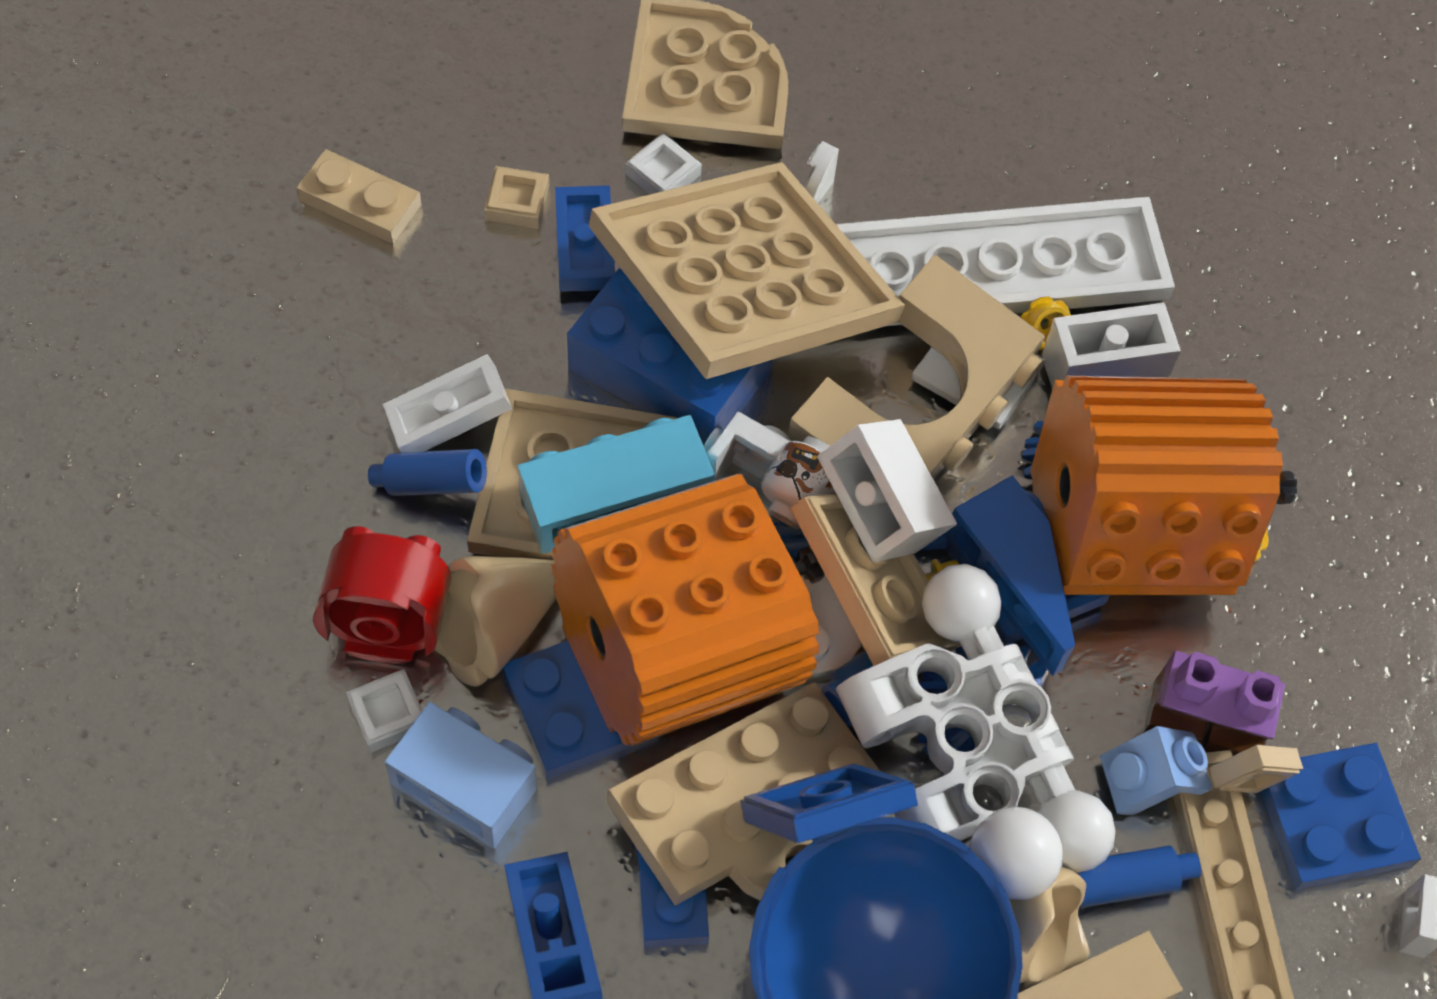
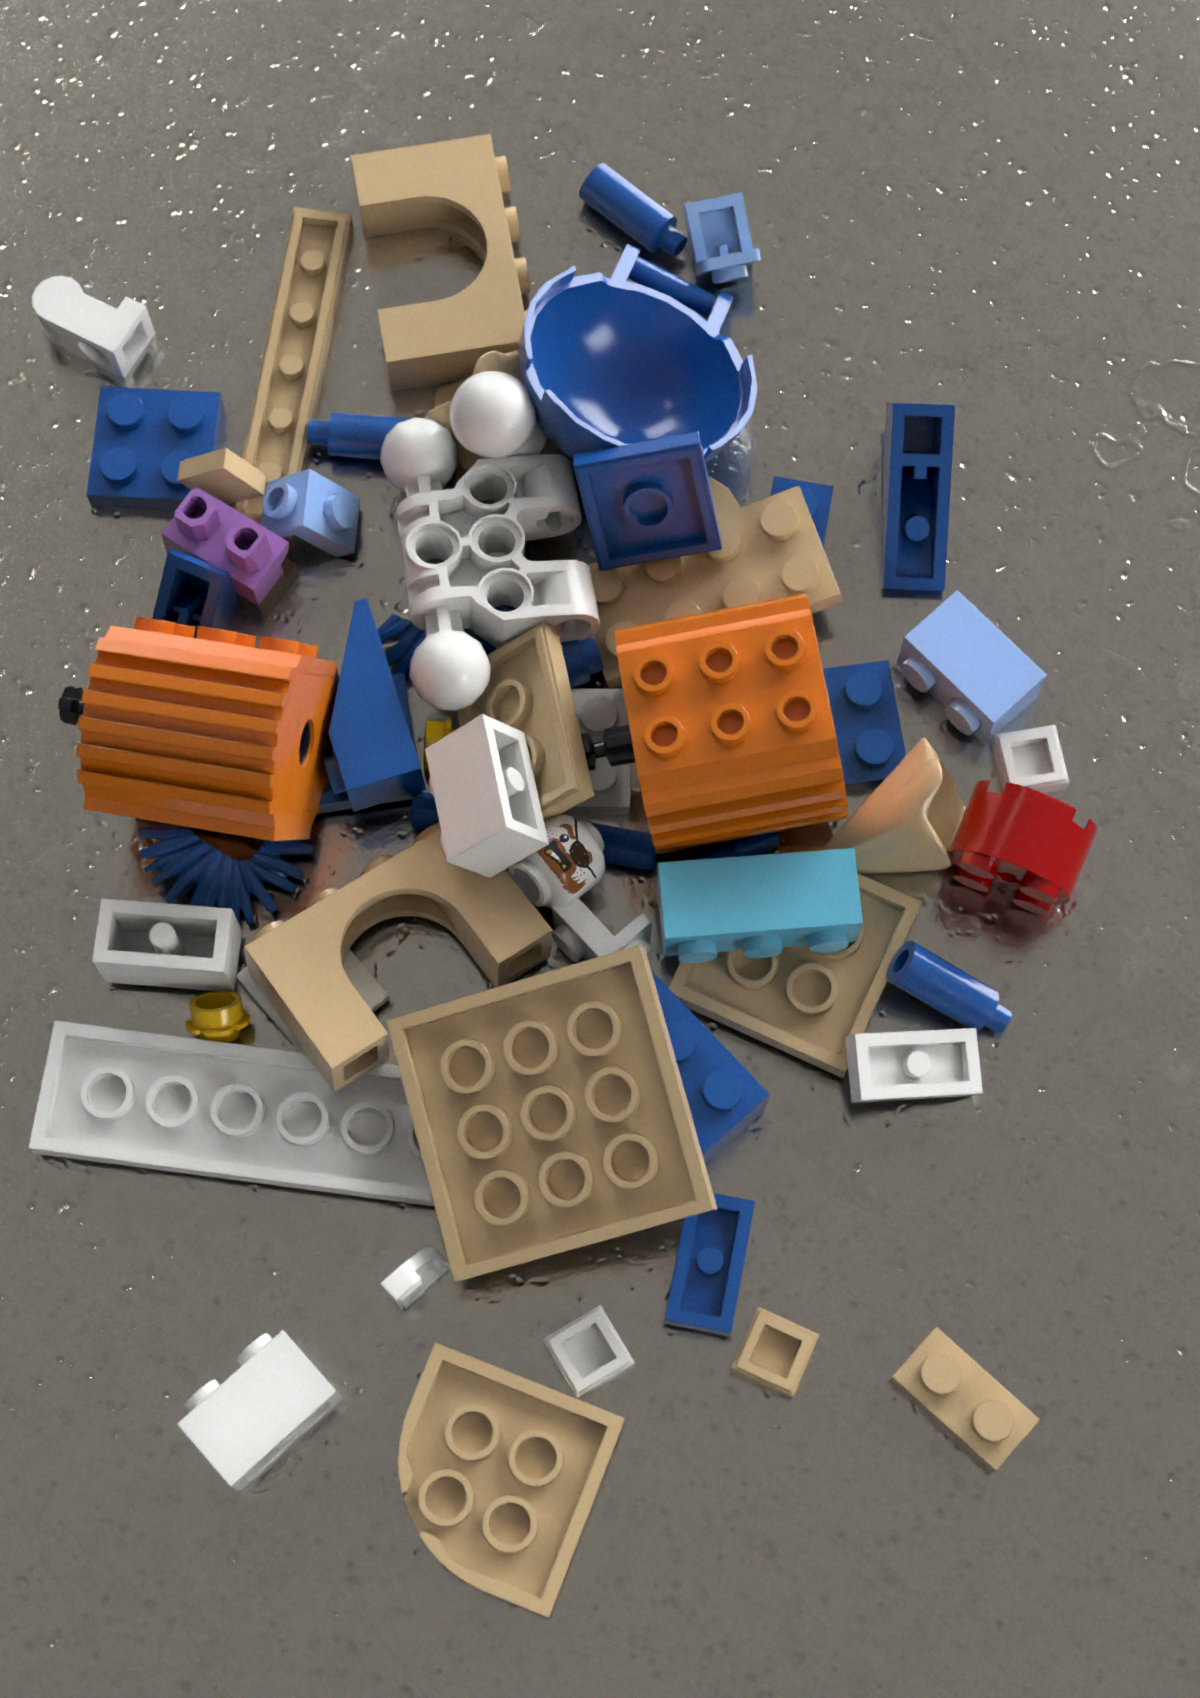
camera: 160 degrees left, 10 degrees up
(897, 74) = (257, 1409): none -> white brick
(1225, 634) = (195, 593): none -> blue slope

